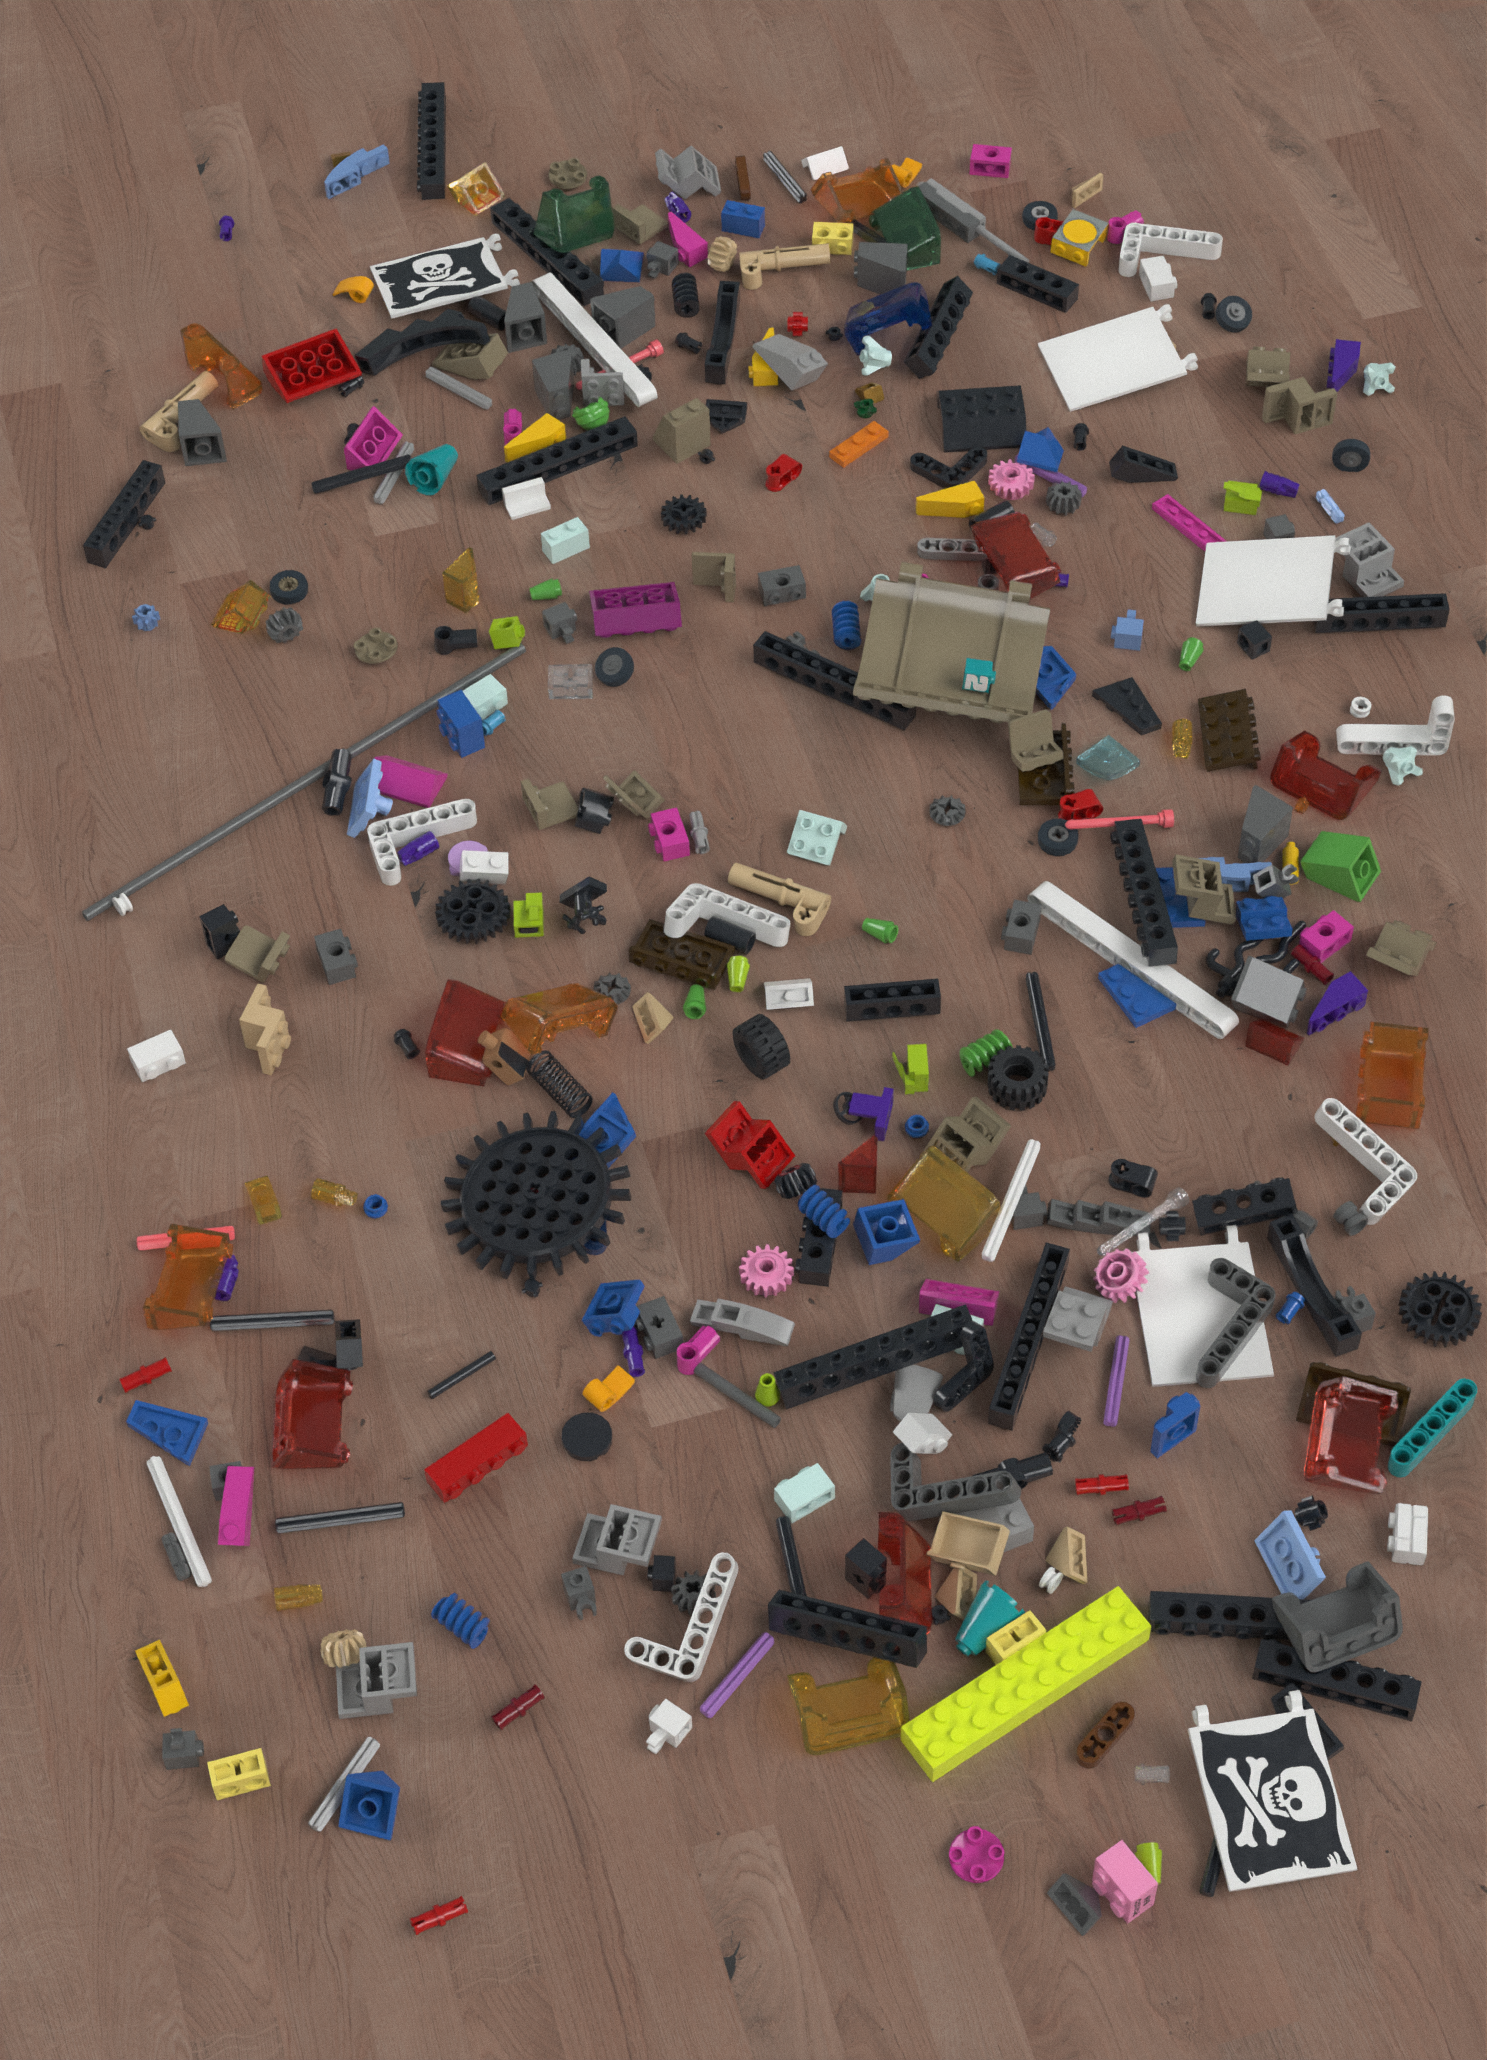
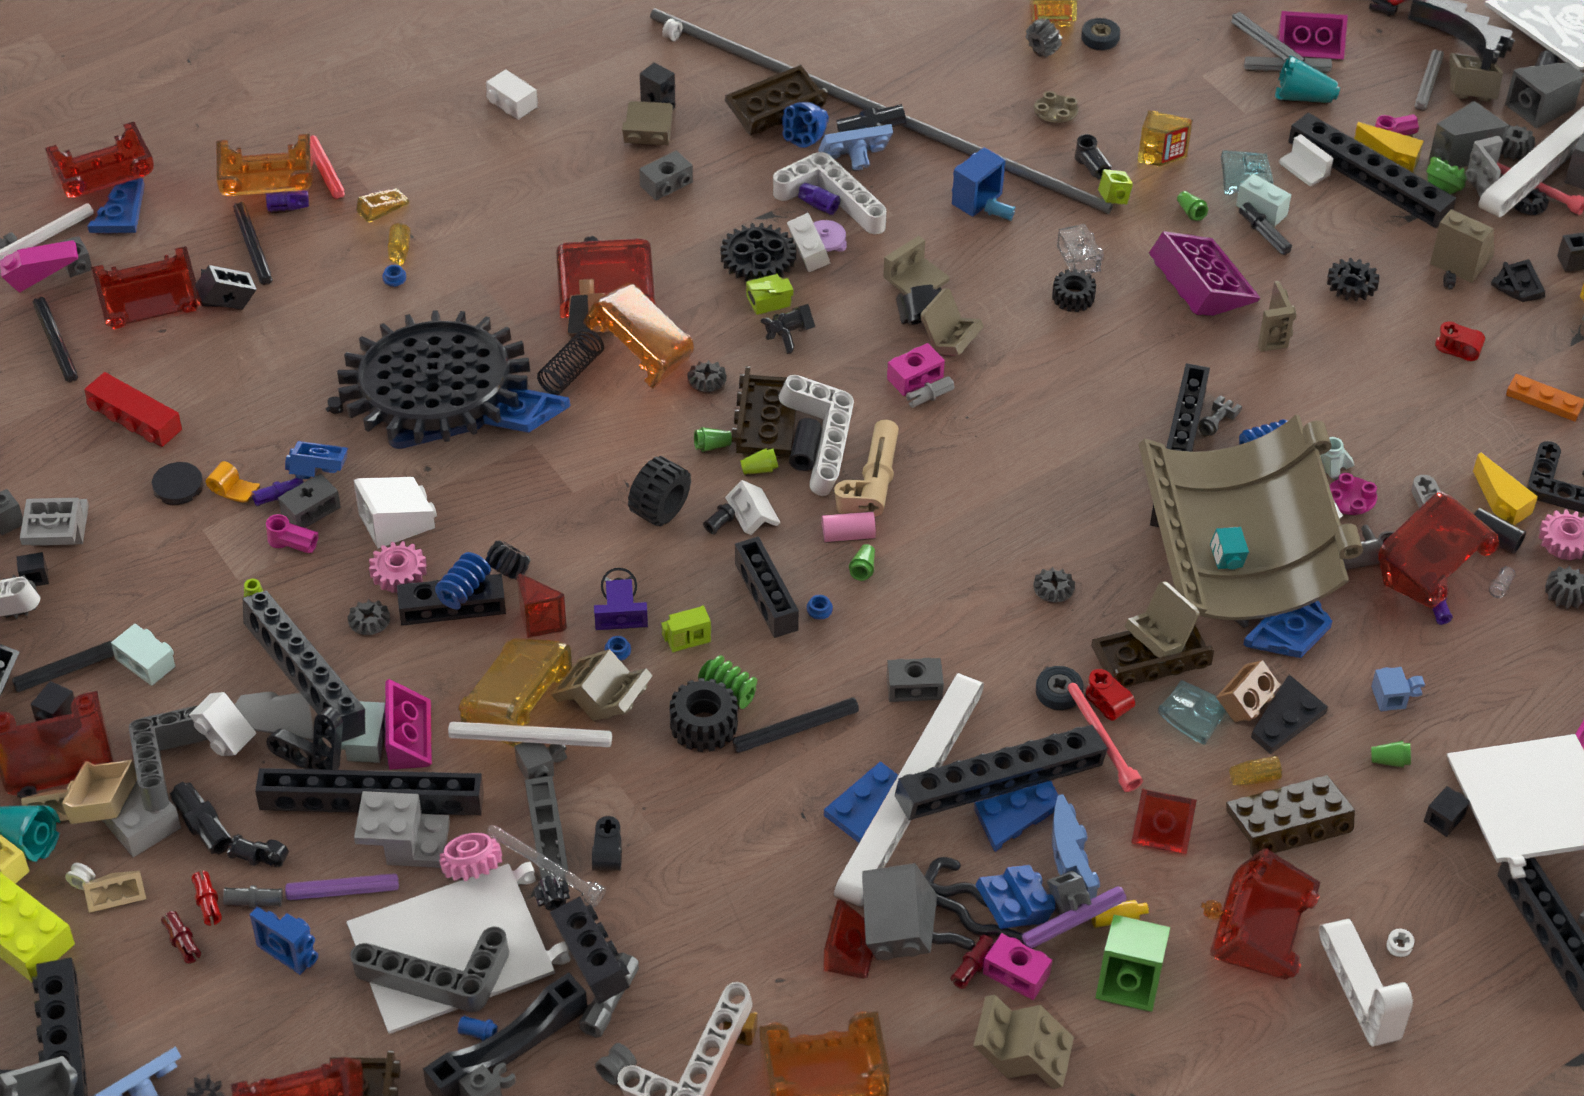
camera: 70 degrees right, 5 degrees down
(111, 1427) = (101, 168): none -> clear red windscreen
(145, 1375) = (173, 179): red pin -> none
(265, 1029) = (553, 152): tan bracket -> none
(270, 846) = (764, 102): none -> dark brown bracket
(319, 831) = (805, 123): none -> blue piece
(409, 781) = (903, 170): dark pink slope -> none
(461, 1375) = (225, 380): black bar -> none
(487, 696) = (1024, 193): light aqua brick -> none
(520, 542) = (1240, 166): none -> clear light blue plate
(560, 622) = (1153, 222): dark grey brick -> none
(596, 551) = (1259, 222): none -> black axle
(614, 667) = (1114, 276): black wheel -> none
(619, 709) = (1070, 299): none -> black tyre
(651, 1017) = (682, 415): tan slope -> none
(698, 1260) = (393, 508): none -> white slope
(737, 1395) = (254, 573): dark grey piece -> none
(744, 1320) = (327, 561): light grey slope -> none
(750, 1144) = (540, 514): red bracket -> none
(781, 585) = (1296, 377): dark grey brick -> none
(792, 1018) = (724, 514): none -> black pin
(814, 1317) = (371, 625): none -> dark grey gear
(815, 837) = (967, 478): light aqua bracket -> none
(834, 929) = (848, 526): none -> bright pink brick
(885, 1231) = (465, 641): blue slope -> none
(918, 968) = (819, 607): none -> blue plate
(1108, 717) = (1248, 691): none -> medium nougat brick
(1110, 1448) = (252, 896): none -> dark grey pin
(1204, 889) = (1022, 820): dark tan bracket -> none
(1216, 809) = (1164, 821): none -> clear red slope
(1264, 826) = (1144, 863): dark grey slope -> none
(1297, 889) = (1073, 918): none -> medium lavender axle
(1340, 999) = (926, 994): dark purple slope -> none
(1401, 763) = (1322, 996): light aqua rock -> none

